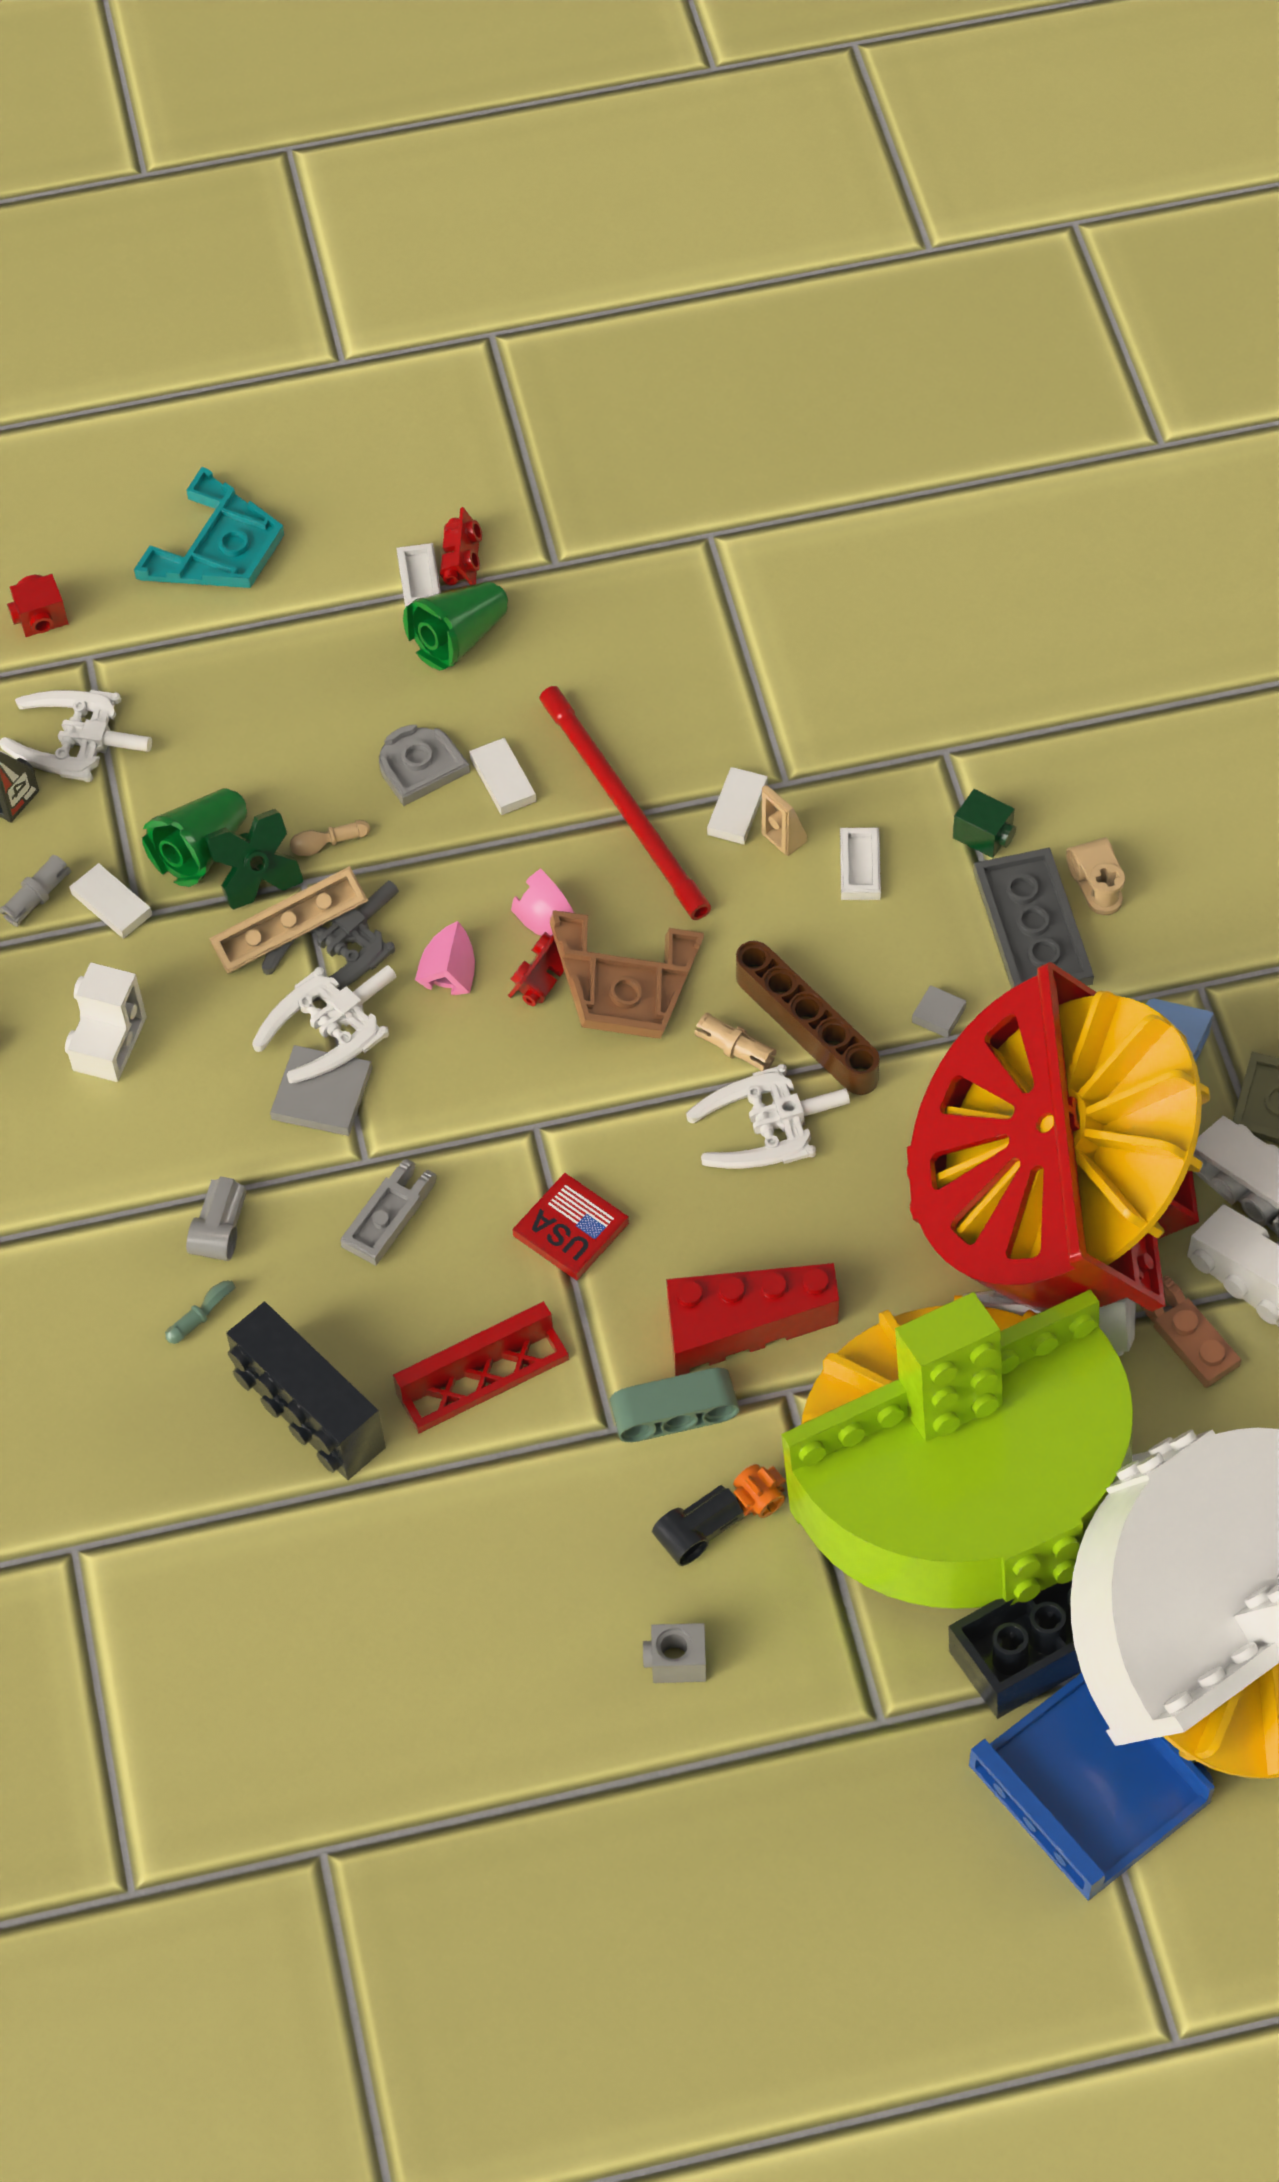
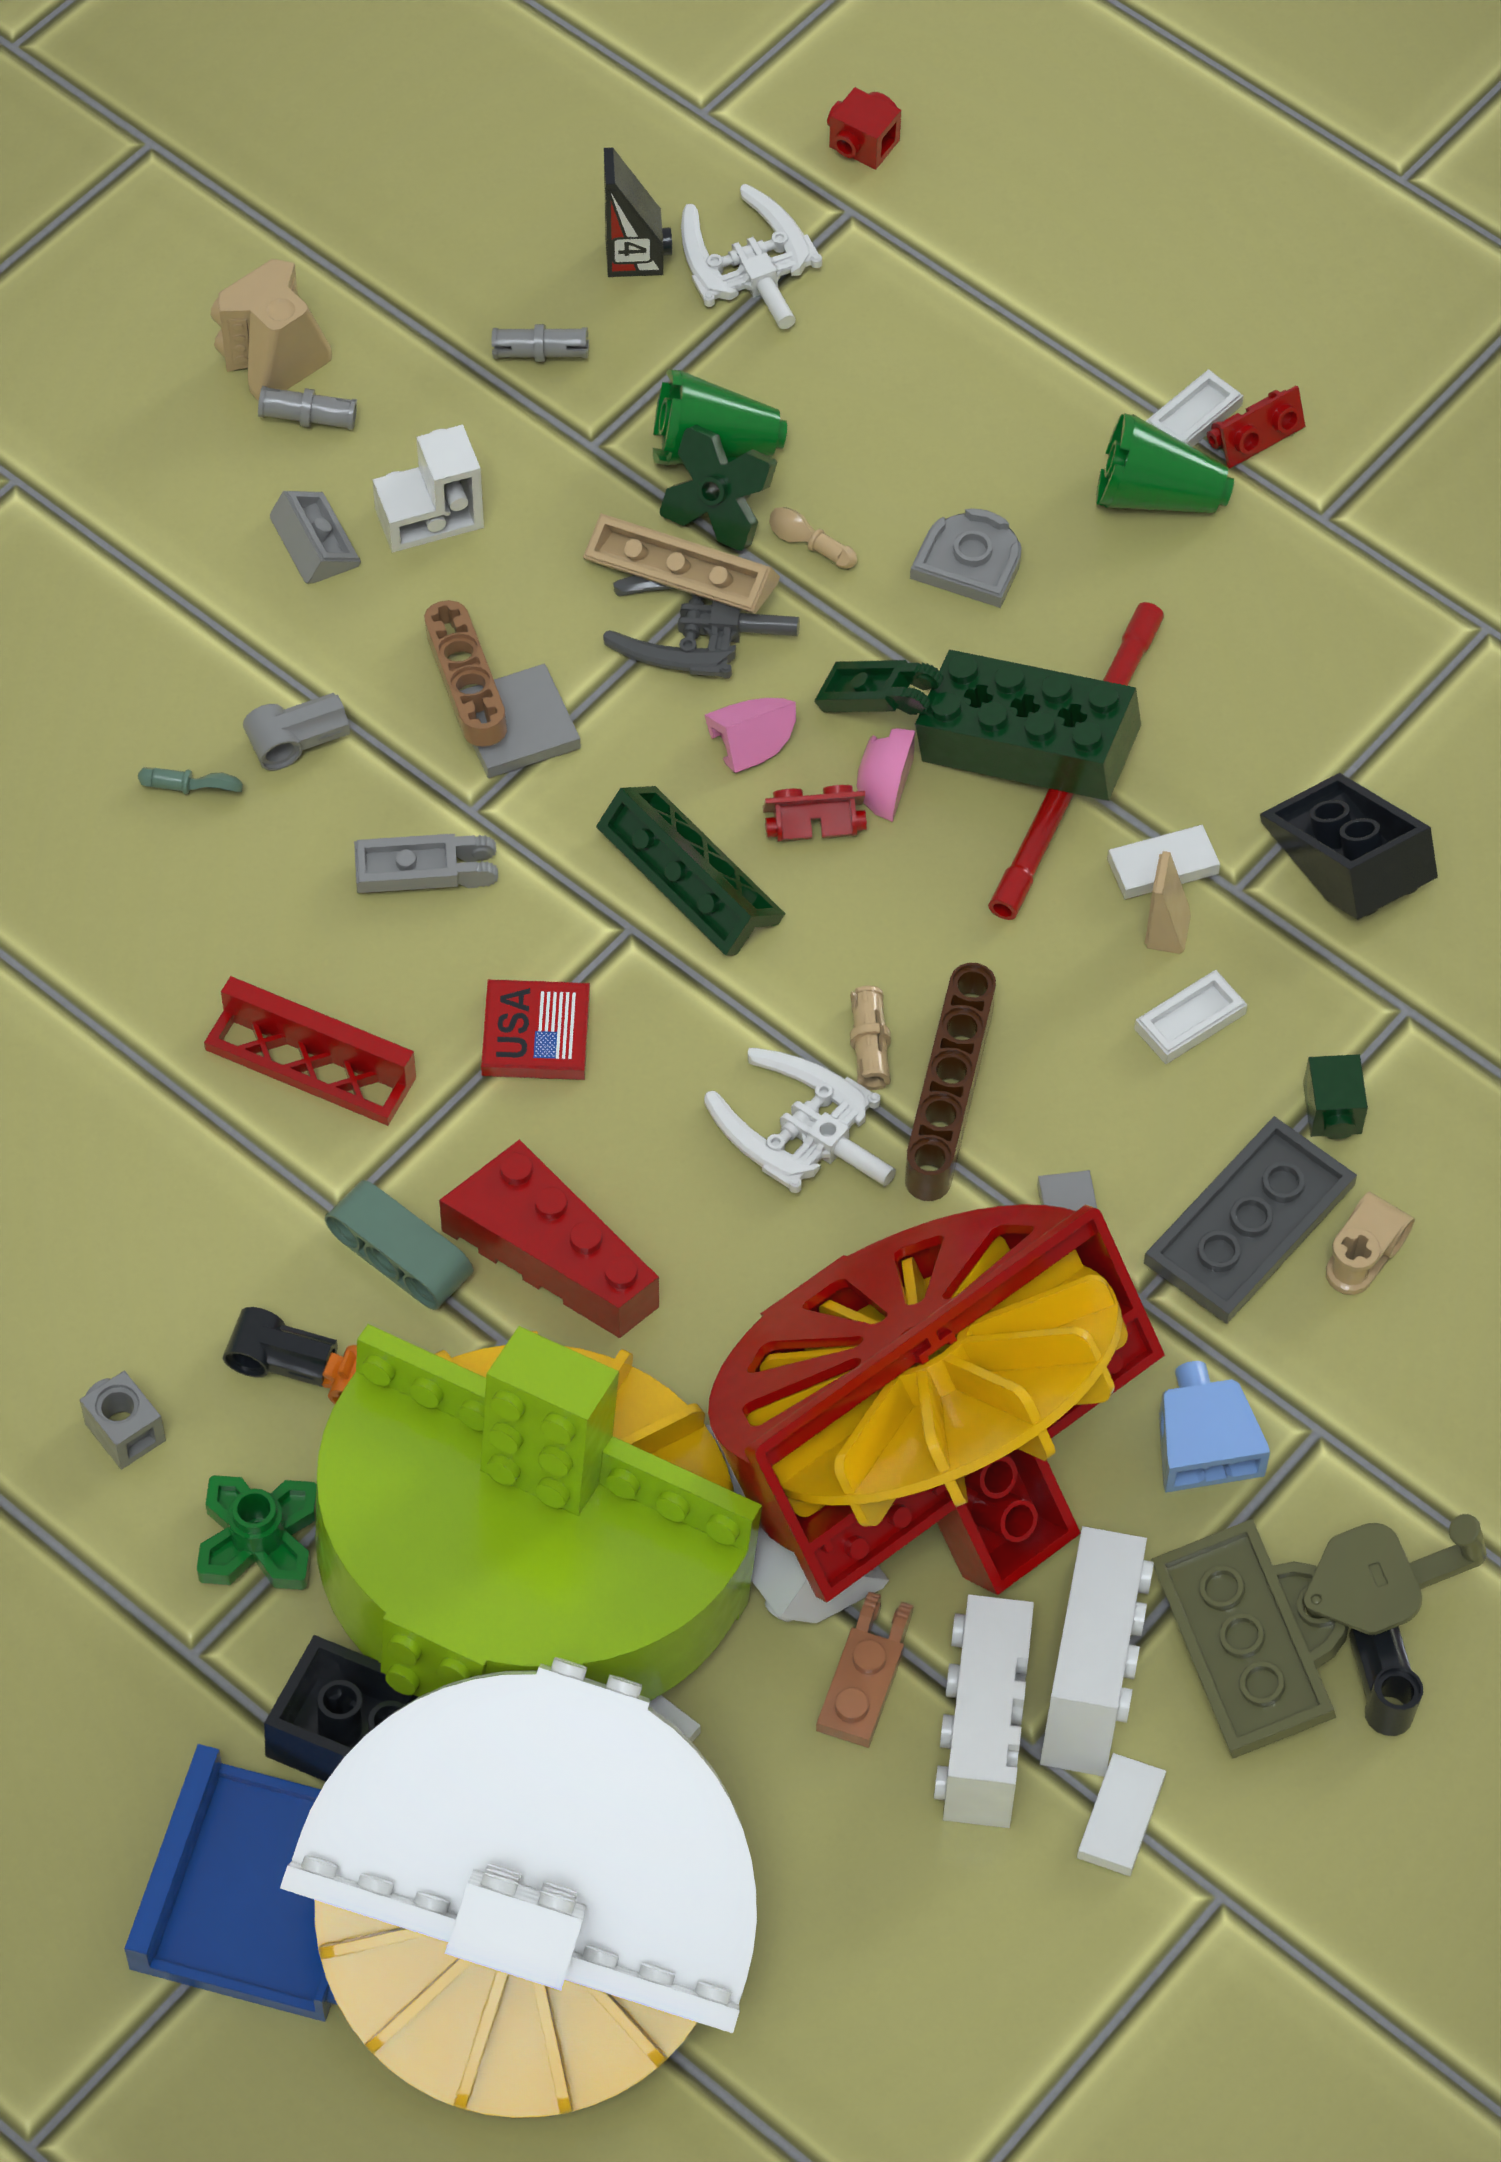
camera: 50 degrees right, 0 degrees up
(64, 1119) = (313, 535): none -> light grey slope
(111, 900) = (584, 411): white tile -> none
(229, 547) = (1080, 232): teal wing -> none
(266, 1088) = (466, 672): none -> medium nougat beam
(305, 1391) = (153, 915): black brick -> none
(342, 1008) = (617, 676): white bar -> none
(488, 868) = (878, 687): none -> dark green hinge
(502, 776) = (1019, 628): white tile -> none
(523, 1063) = (687, 867): none -> dark green fence
(588, 805) = (1029, 725): none -> dark green brick
(622, 991) = (842, 902): medium nougat wing -> none
(812, 698) = (1353, 844): none -> black slope
(826, 1622) = (258, 1531): none -> green plant

